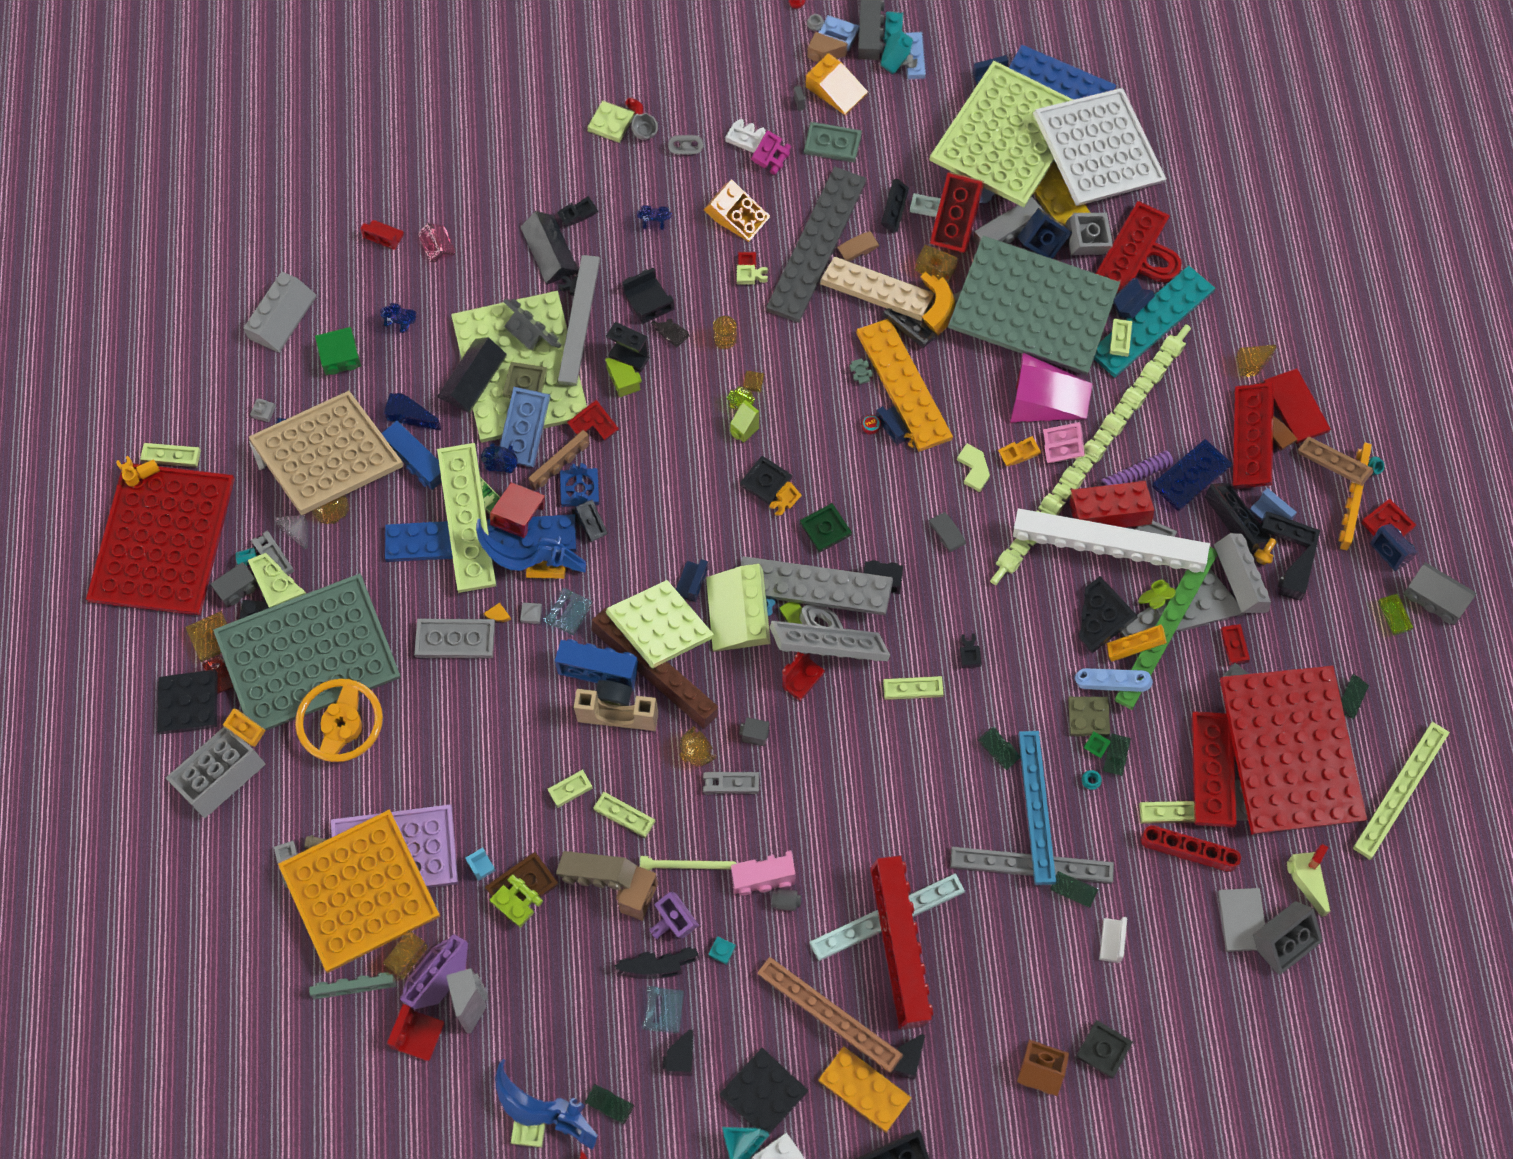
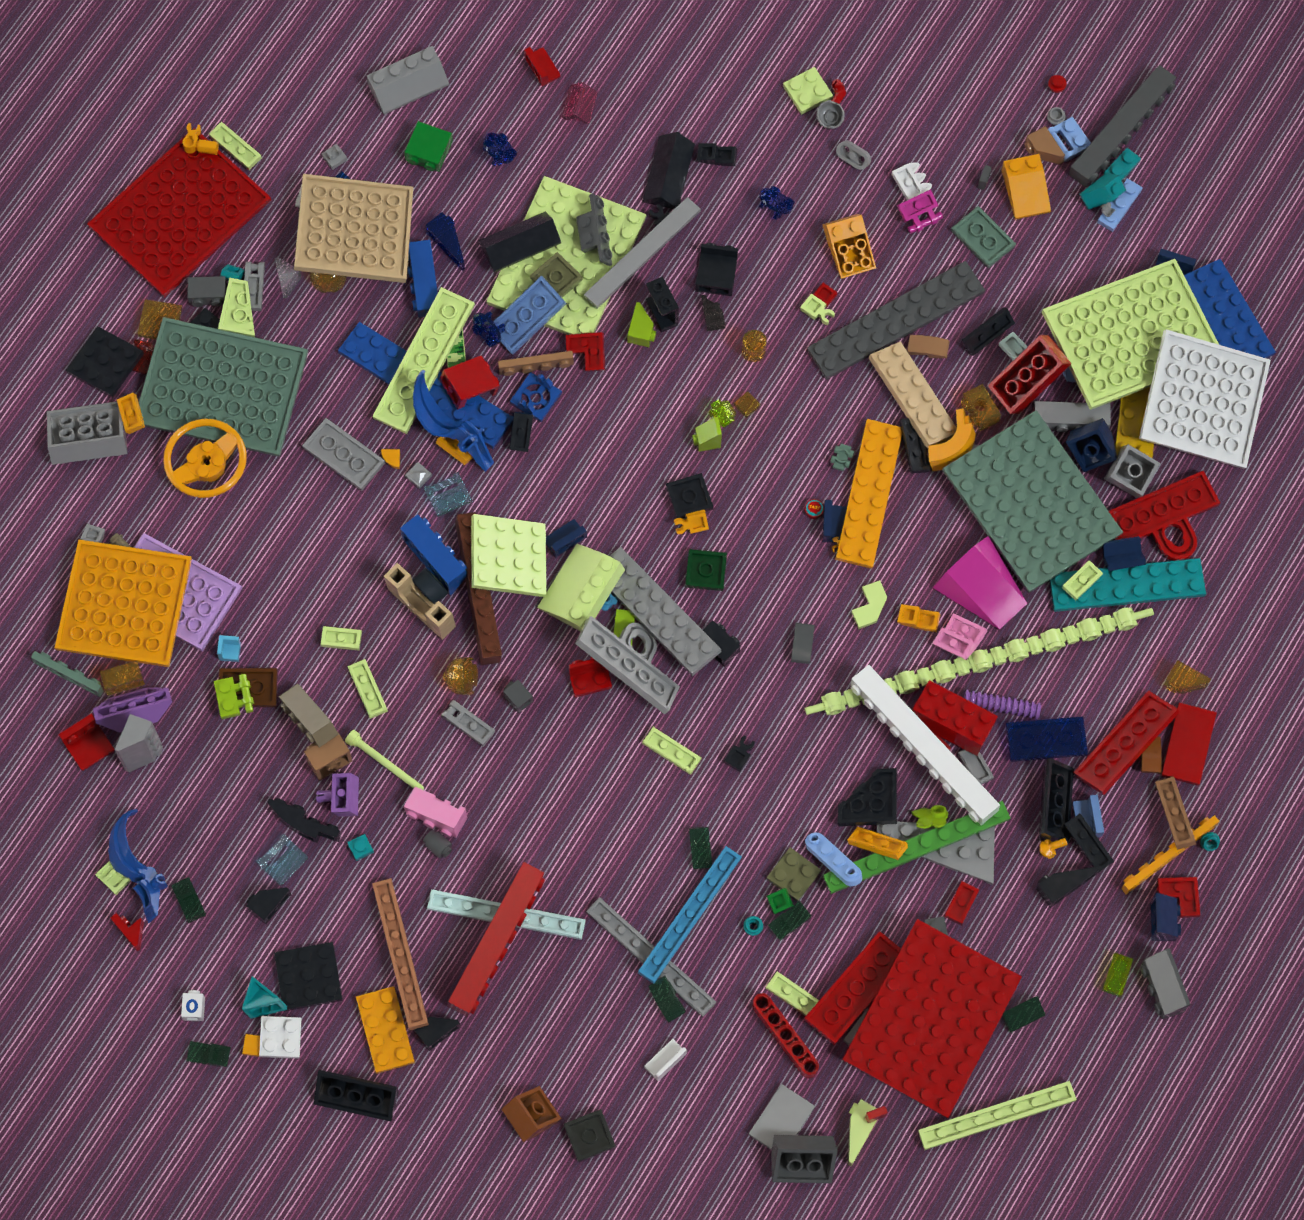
camera: 35 degrees right, 5 degrees up
(1243, 574) = (1013, 850): light grey slope -> none

